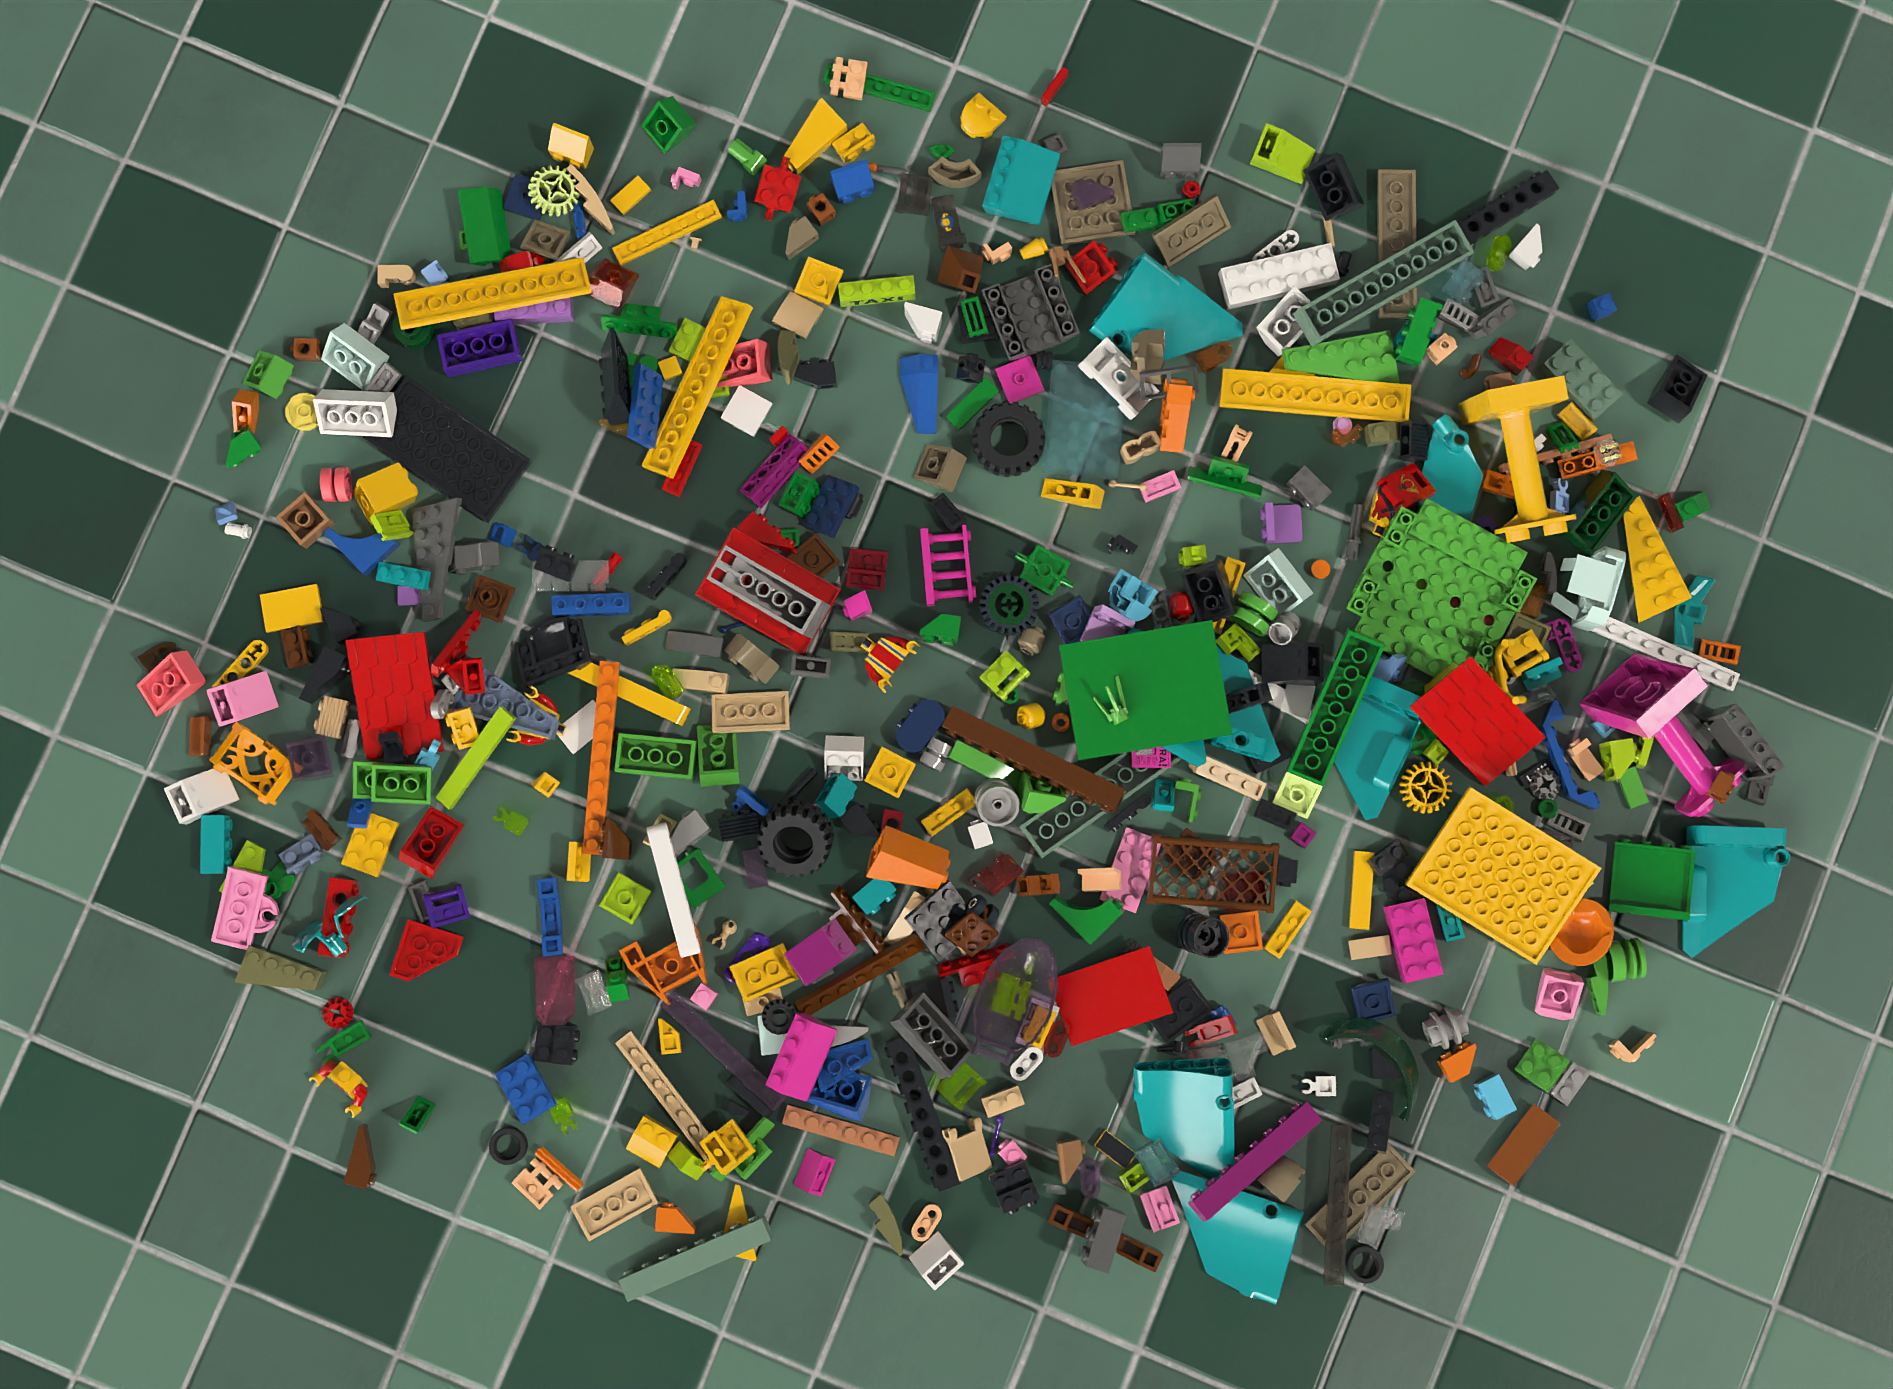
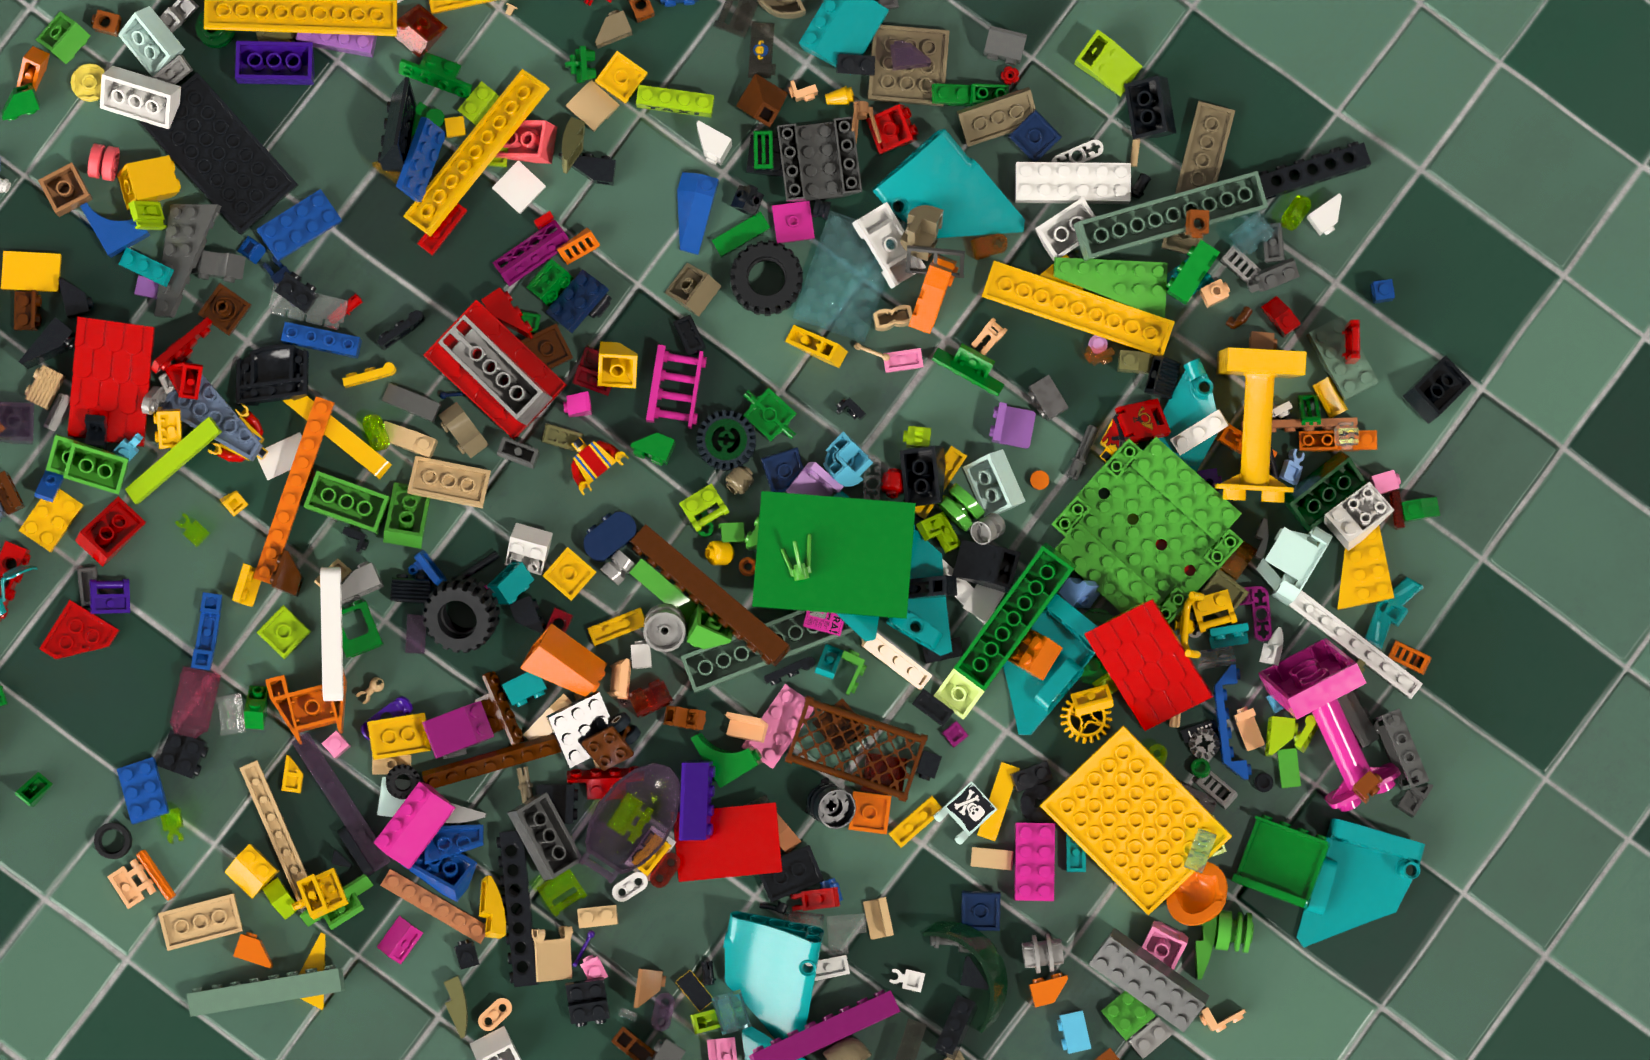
camera: 15 degrees right, 0 degrees up
(542, 499) = (299, 225): none -> blue plate
(671, 784) = (354, 532): none -> black bracket
(775, 279) = (578, 64): none -> green hips
(883, 1170) = (466, 954): none -> black bracket
(886, 559) = (617, 365): none -> yellow slope
(897, 1119) = (492, 909): none -> yellow slope
(965, 863) = (620, 679): none -> light nougat slope
(1038, 692) = (732, 532): none -> bright green panel
(1042, 213) = (855, 64): none -> black plate
(1071, 963) = (696, 800): none -> dark purple slope
(1123, 1129) = (707, 973): none -> black pin
(1231, 240) = (1035, 136): none -> dark blue plate
(1335, 905) = (968, 809): none -> flag
(1364, 739) = (1036, 654): none -> orange slope
(1417, 275) = (1203, 217): none -> dark orange brick
(1429, 769) = (1092, 700): none -> yellow slope
(1464, 484) = (1199, 432): none -> white plate
(1555, 1028) = (1149, 980): none -> brick
(1573, 890) = (1200, 850): none -> clear light blue slope
(1587, 678) = (1272, 651): none -> white plate
(1592, 360) = (1352, 342): none -> red container
(1611, 807) = (1263, 782): none -> black plate
(1637, 527) = (1357, 515): none -> white slope
(1652, 489) = (1386, 481): none -> bright pink brick

